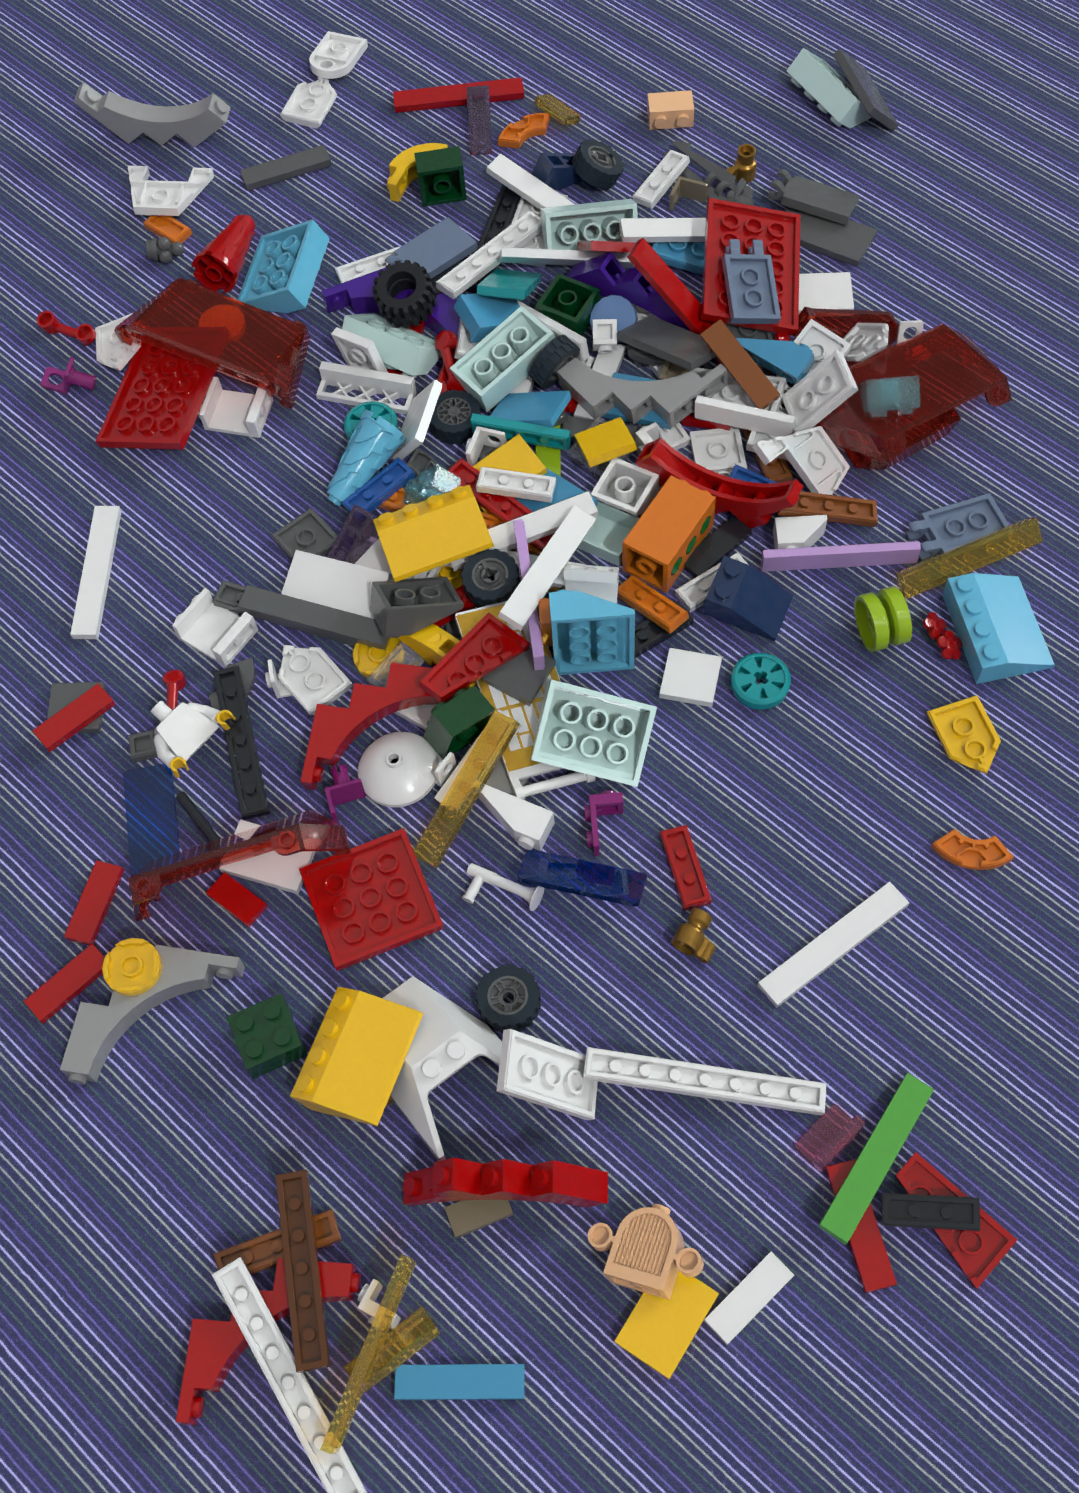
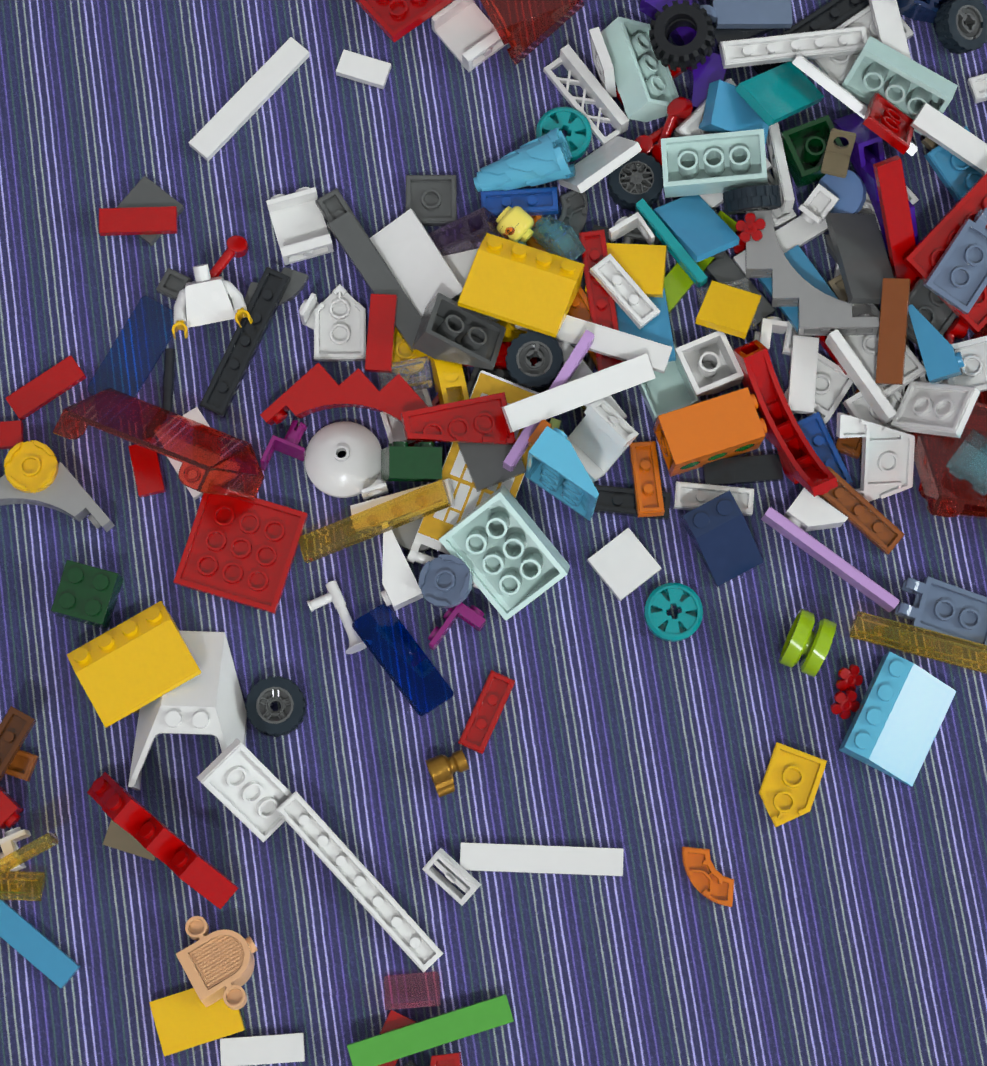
camera: 30 degrees right, 15 degrees up
(173, 489) = (363, 69): none -> white tile
(349, 650) = (381, 333): none -> red tile
(388, 499) = (515, 224): none -> light yellow head
(565, 786) = (445, 581): none -> sand blue tile
(571, 378) = (750, 228): none -> red plant
(592, 291) = (837, 158): none -> dark tan bracket
(698, 447) = (803, 374): none -> white tile
(780, 1004) = (454, 873): none -> white tile

